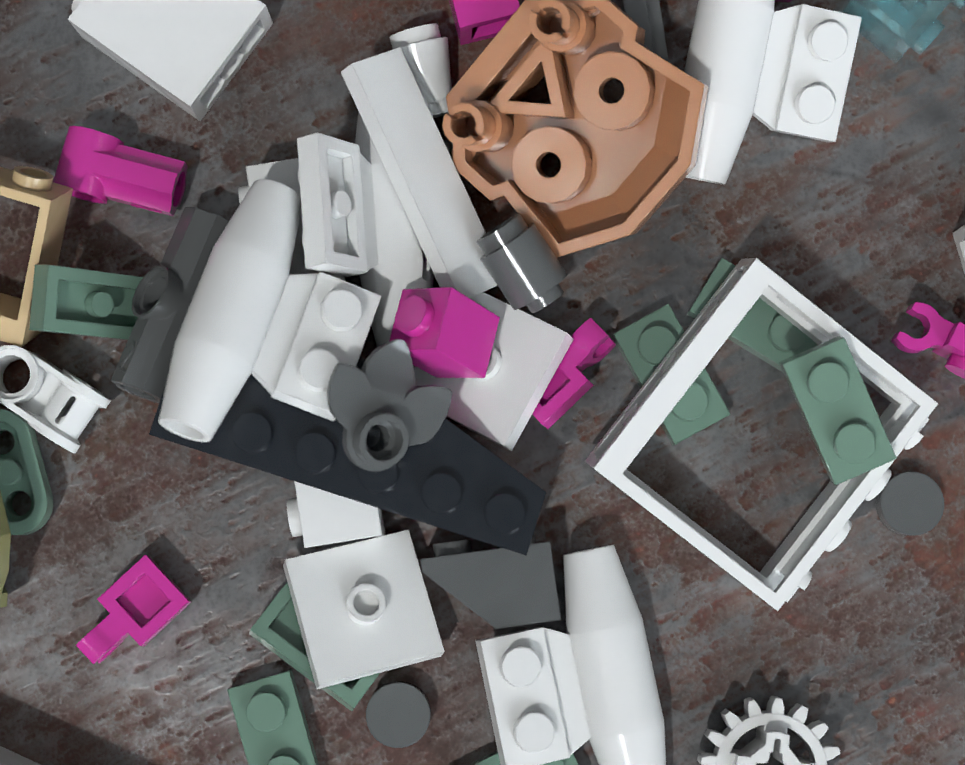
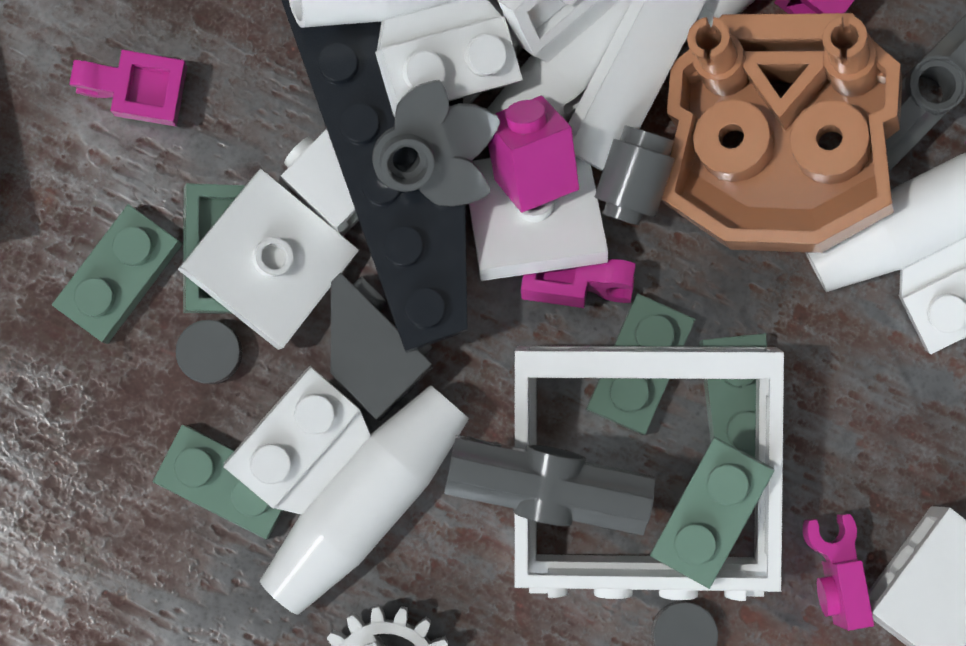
camera: 50 degrees right, 0 degrees up
(722, 521) = (550, 485): none -> dark grey piece

